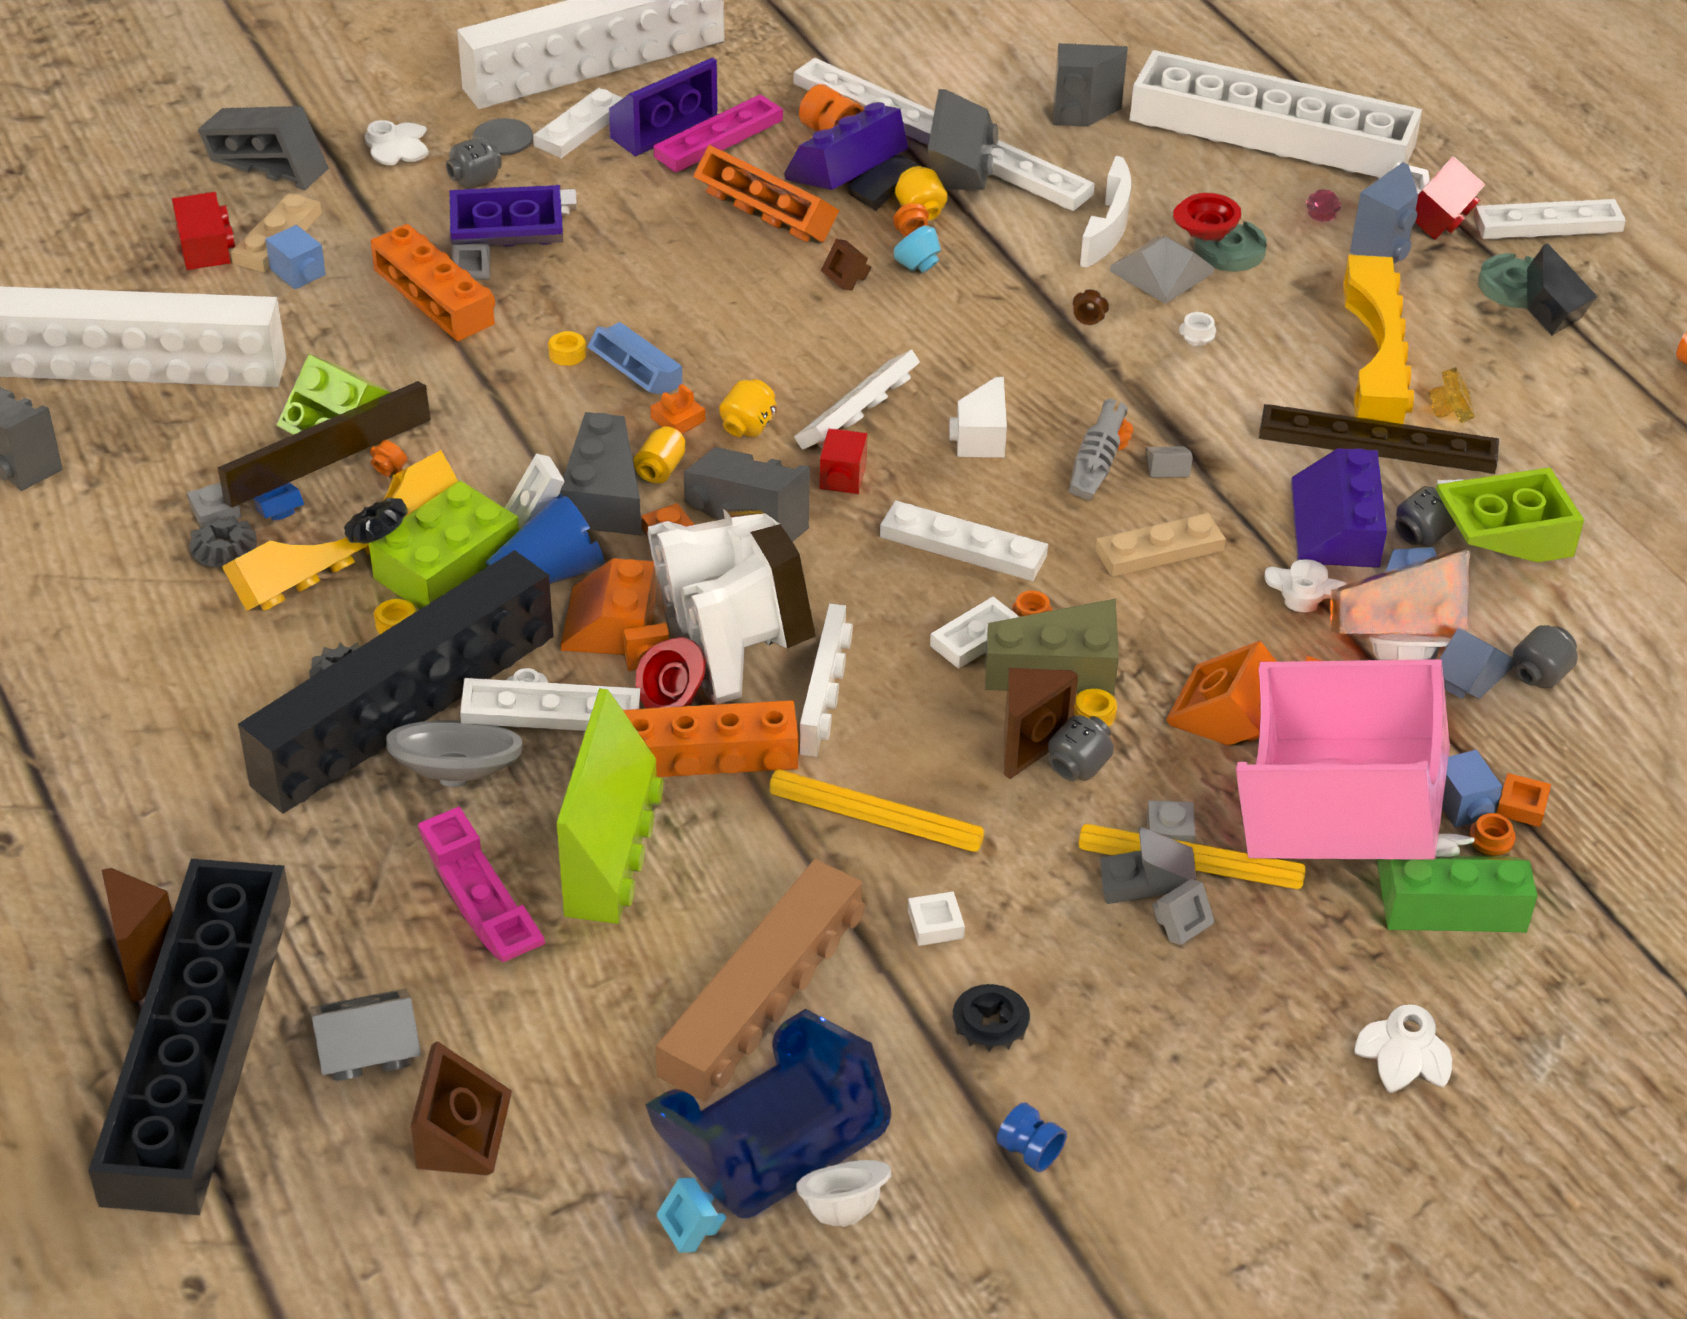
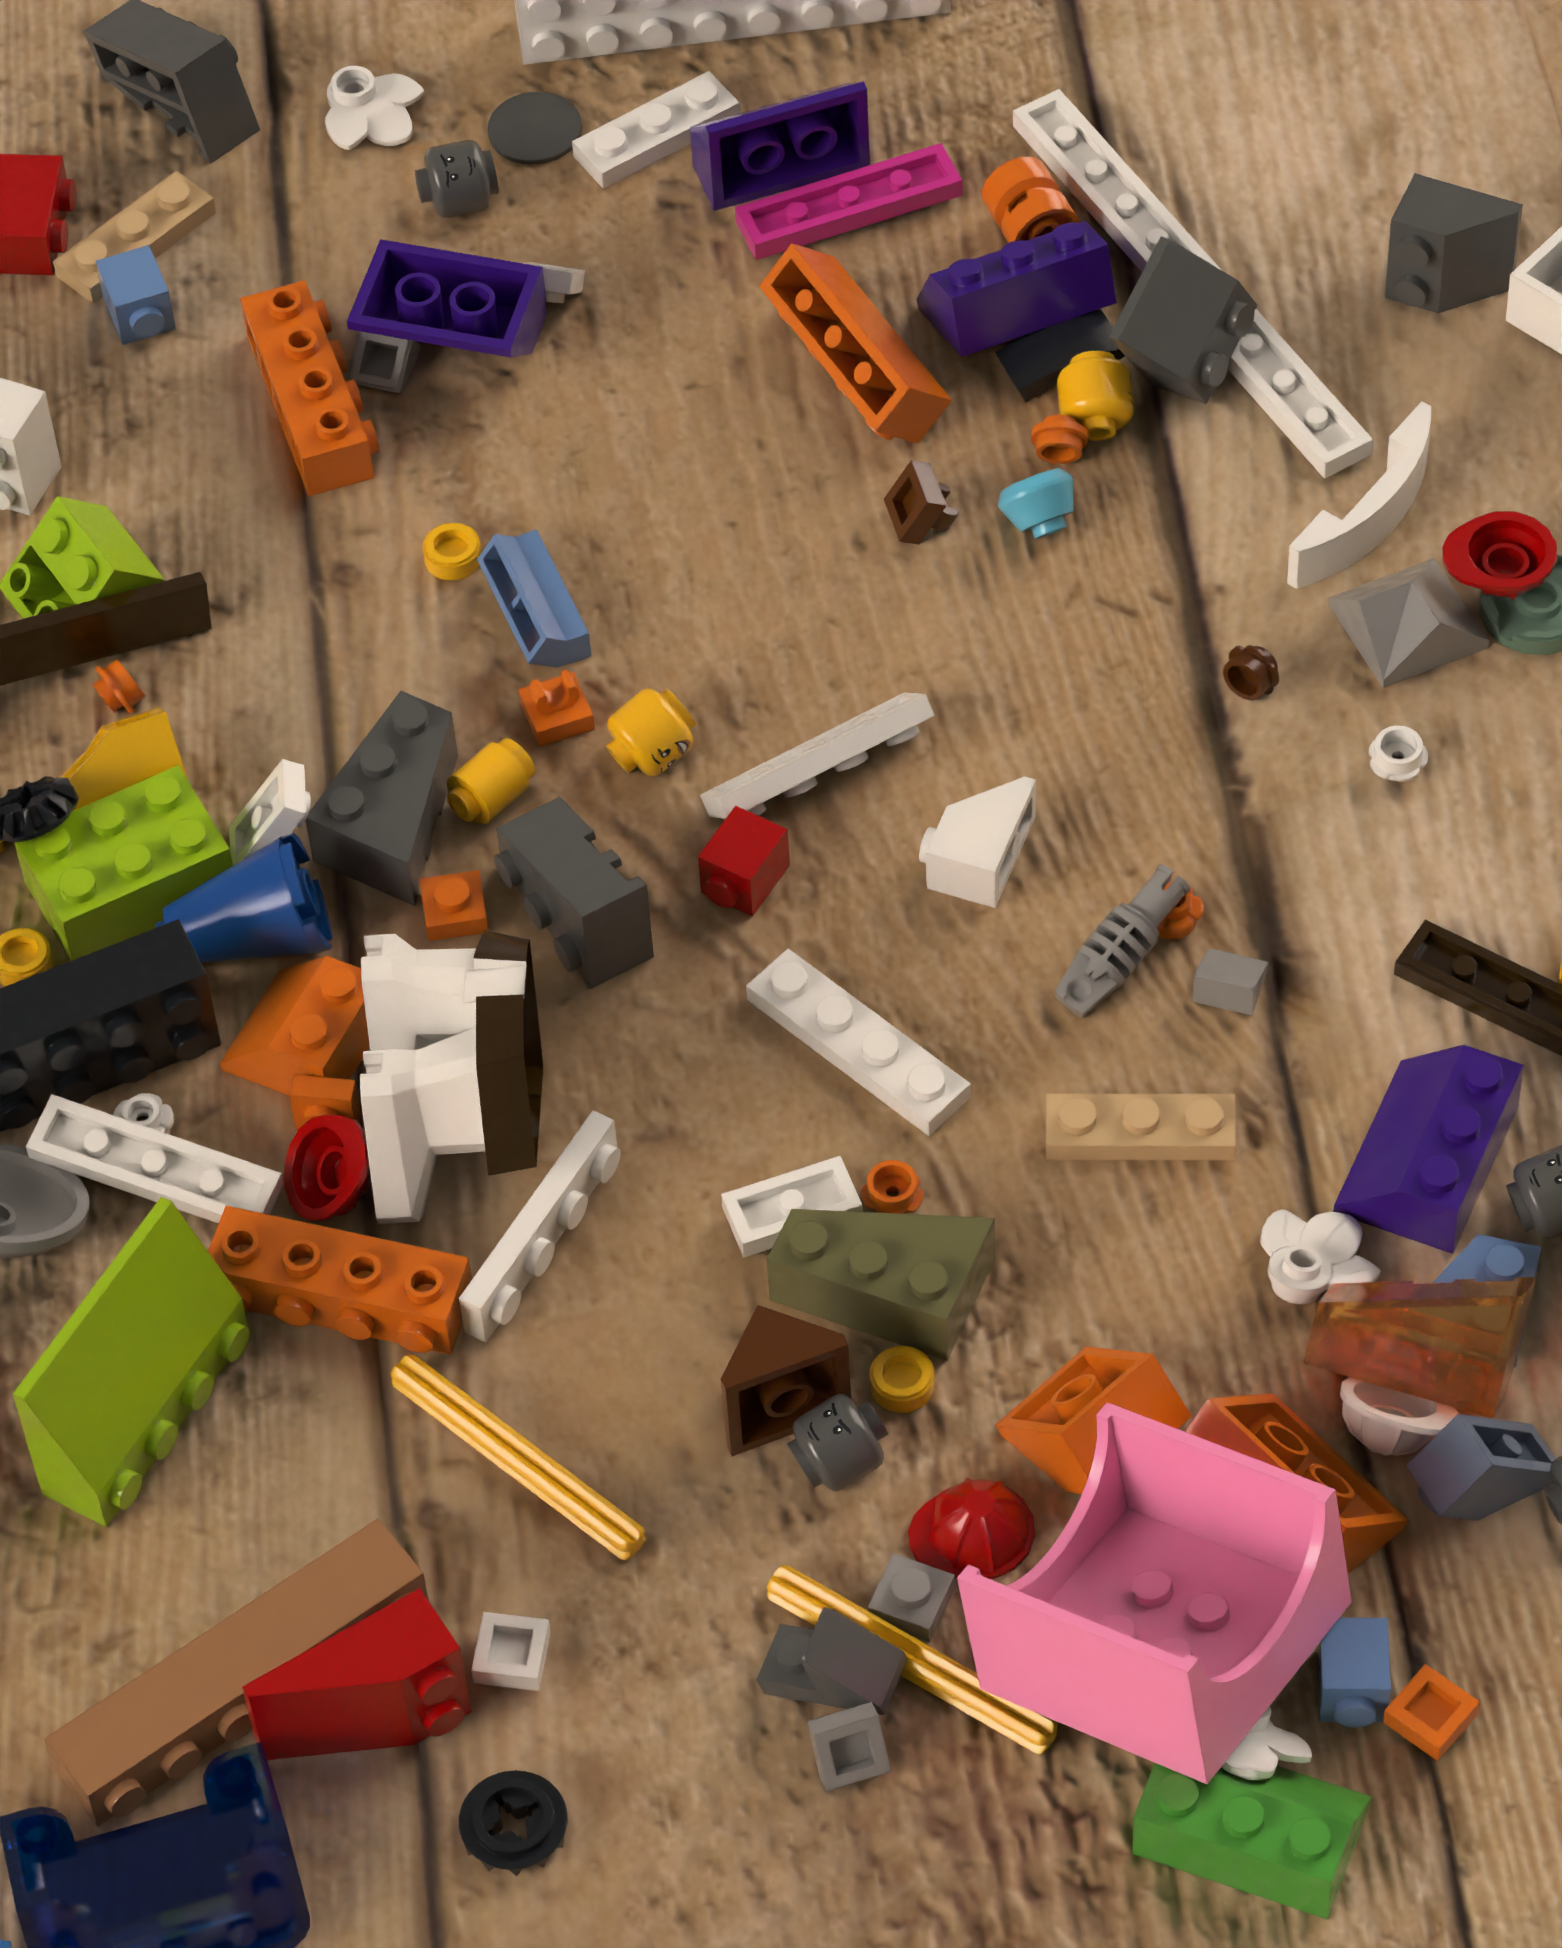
camera: 25 degrees right, 10 degrees up
(863, 954) = (365, 1687): none -> red slope
(1186, 775) = (973, 1525): none -> red piece
(1493, 834) = (1358, 1738): orange plate -> none

